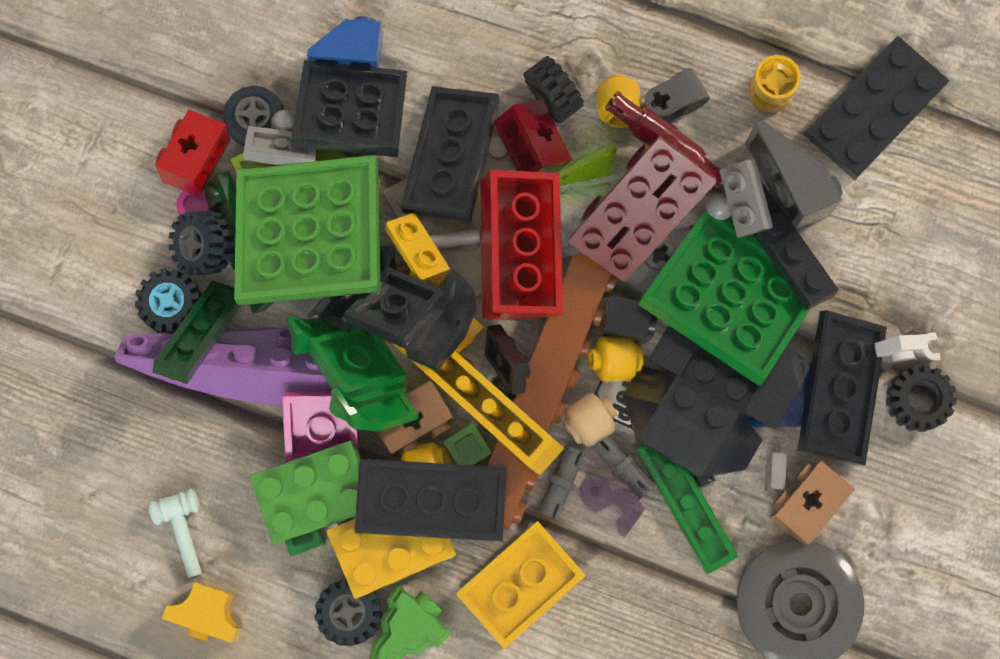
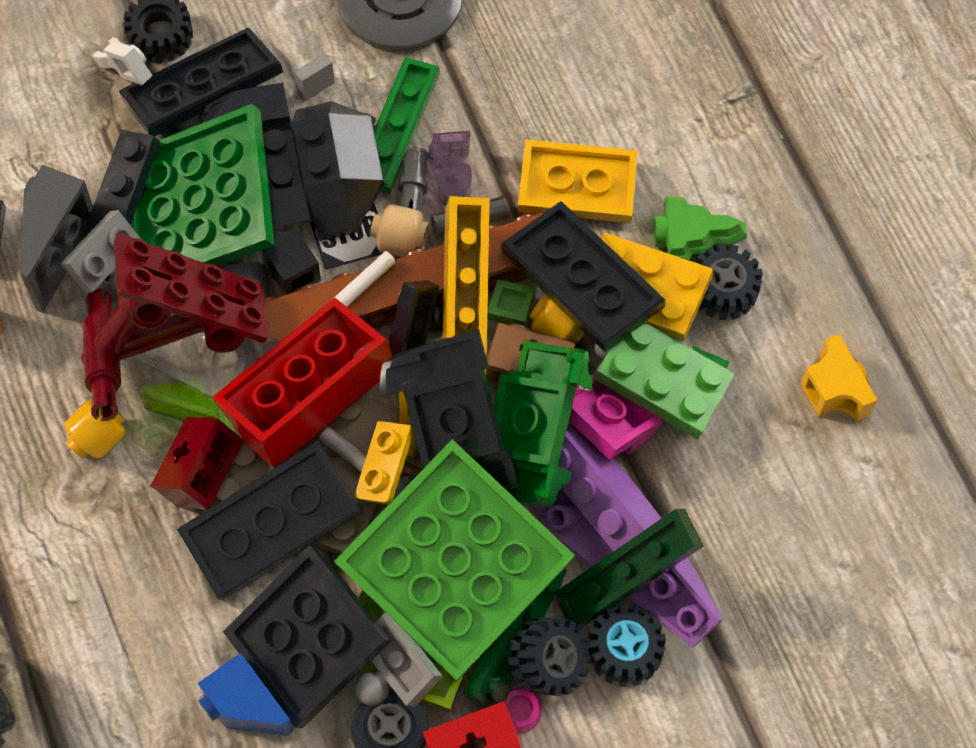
camera: 135 degrees left, 15 degrees down
(175, 509) = (786, 481): light aqua piece -> none
(552, 85) = (130, 482): black tyre -> none
(563, 341) = (366, 279): none -> white bar
(615, 358) = (333, 250): yellow head -> none
(677, 95) = (50, 387): dark grey piece -> none
(829, 494) = (311, 32): medium nougat brick -> none

